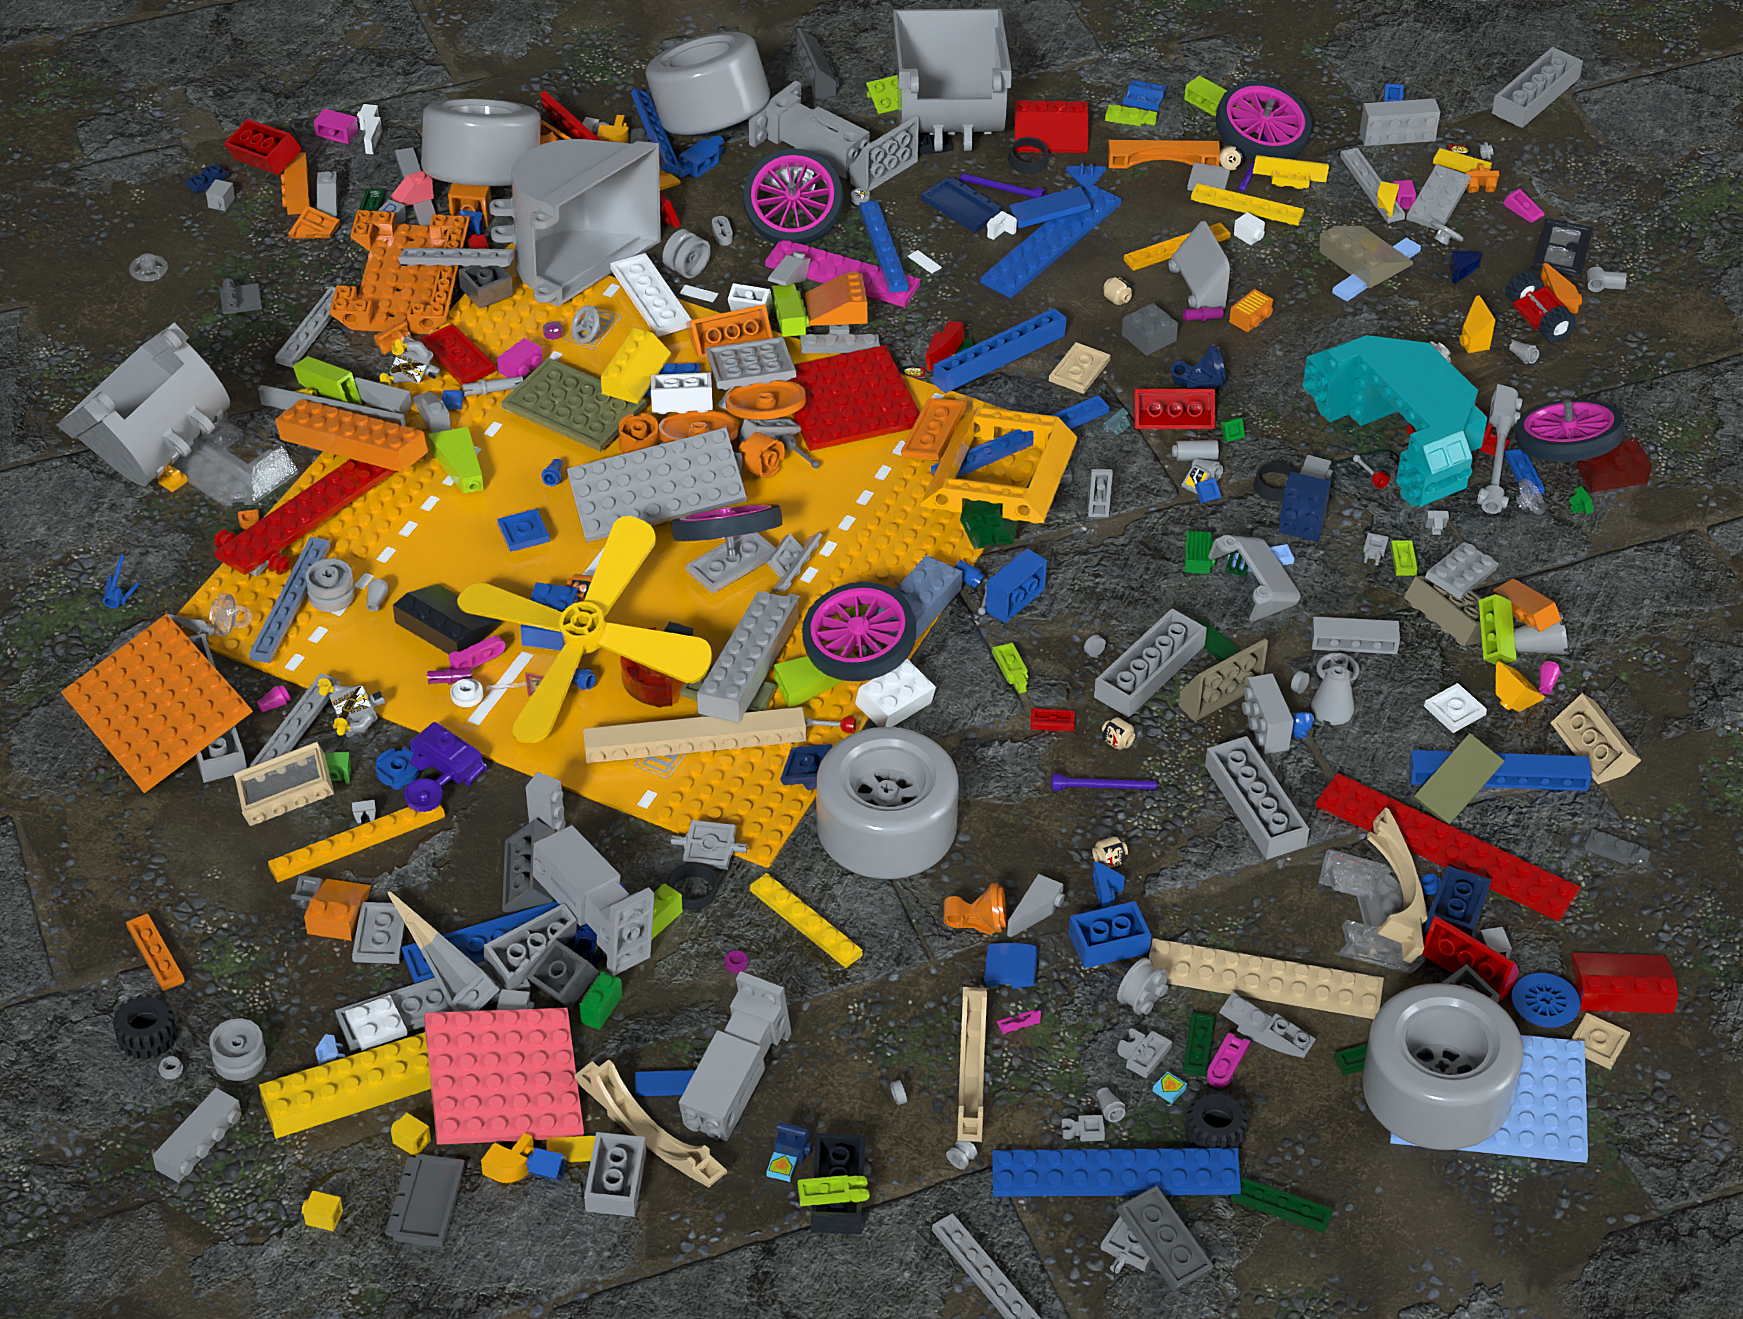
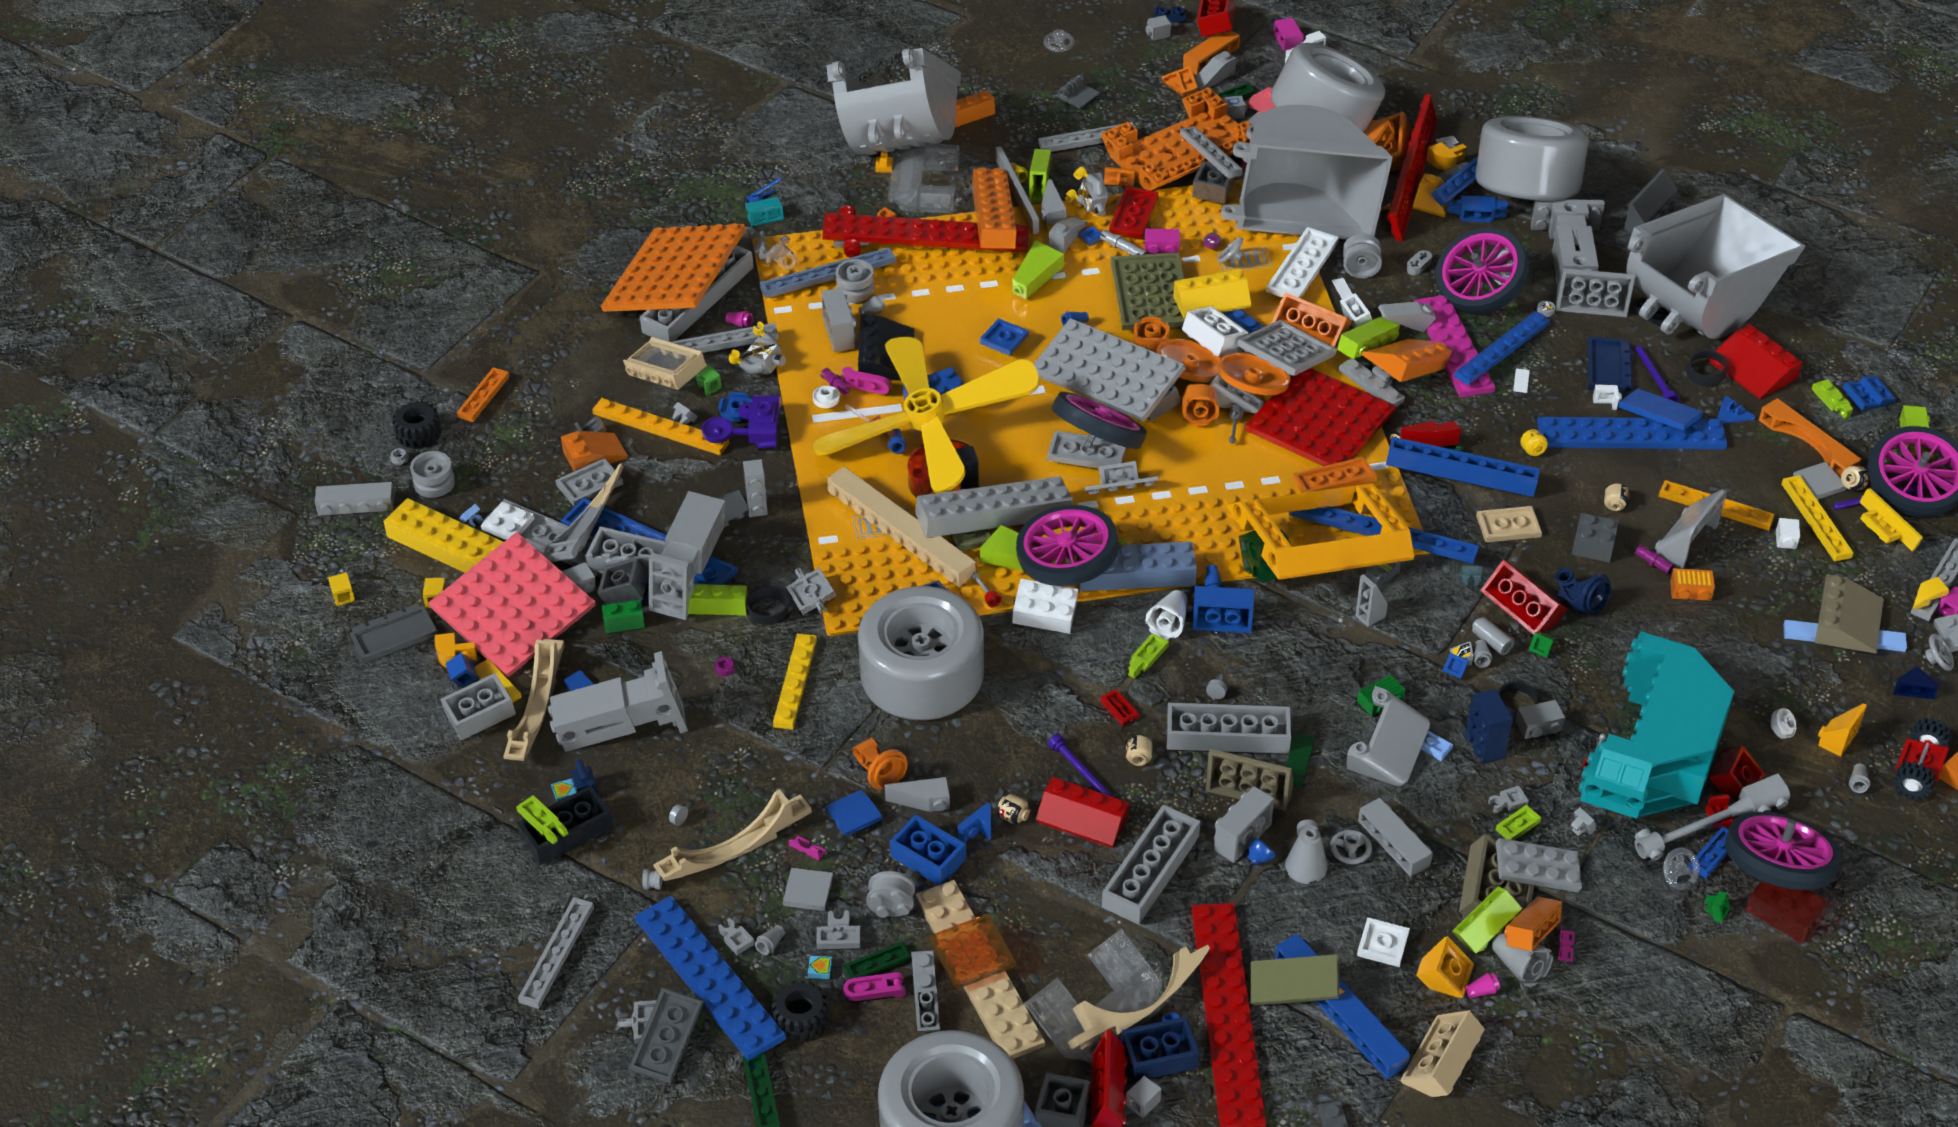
camera: 55 degrees right, 0 degrees up
(138, 597) = (764, 211): none -> teal hinge
(376, 624) = (838, 319): none -> light grey brick
(985, 623) = (1168, 615): none -> white cone
(1009, 296) = (1534, 442): none -> yellow head
(1070, 1047) = (808, 889): none -> light grey tile
(1154, 809) = (1083, 812): none -> red slope
(1254, 966) = (972, 951): none -> clear orange plate

